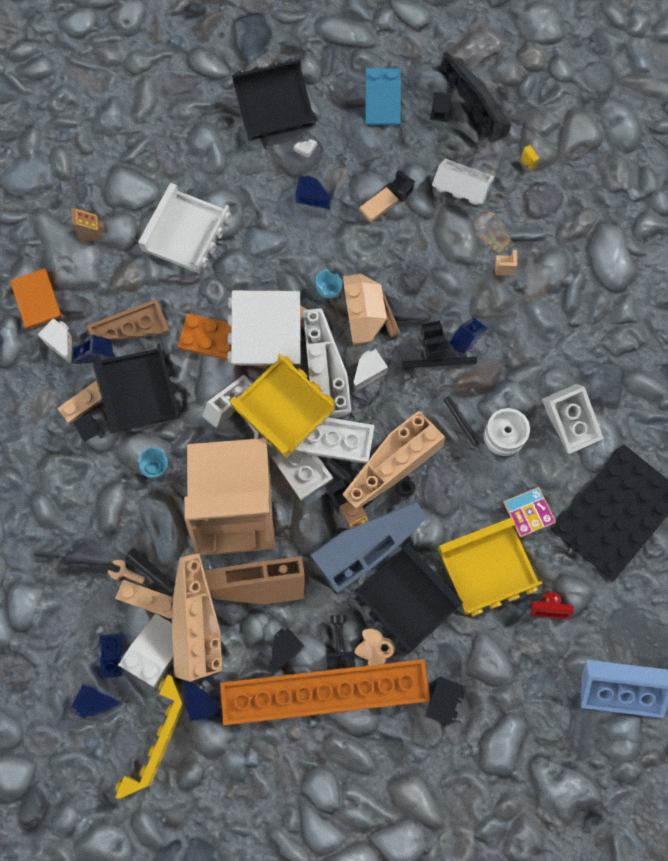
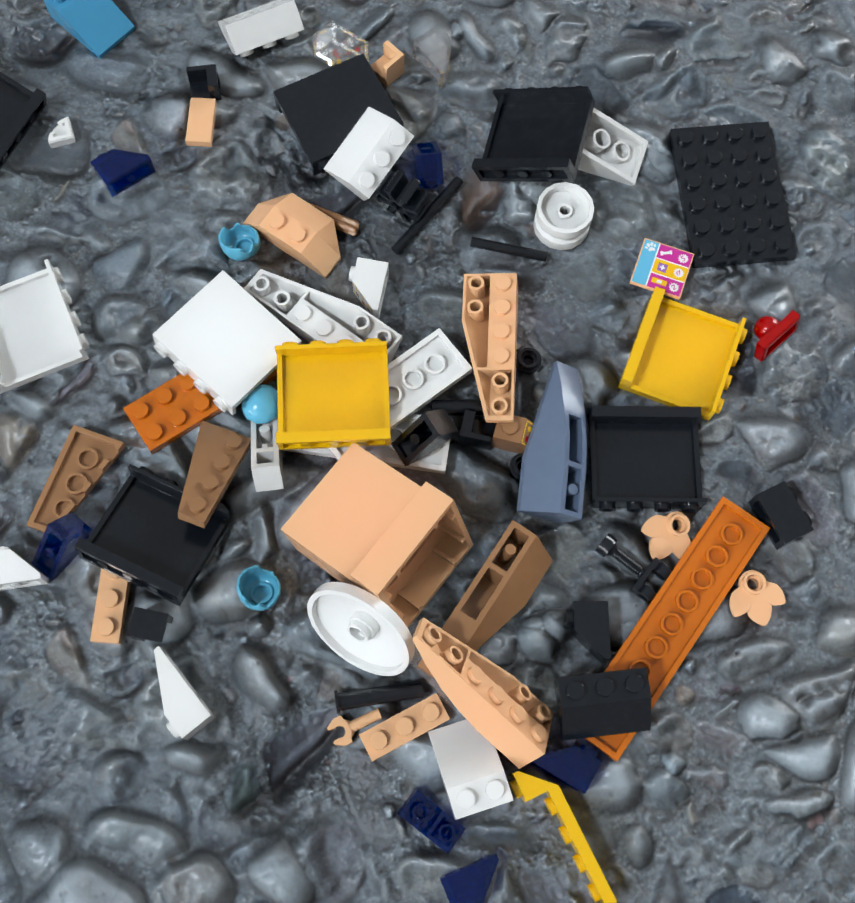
camera: 50 degrees left, 0 degrees up
(65, 477) = (180, 701): none -> white slope
(171, 529) = (361, 628): none -> white dish
(195, 383) = (211, 470): none -> medium nougat wing
(245, 690) = (603, 703): none -> black slope
(248, 375) = (261, 404): none -> medium azure hair
(307, 471) = (424, 436): none -> black slope
(381, 729) = (756, 601): none -> light nougat plate
(439, 300) = (368, 153): none -> white slope
(451, 266) = (329, 105): none -> black panel
(539, 376) = (536, 135): none -> black panel

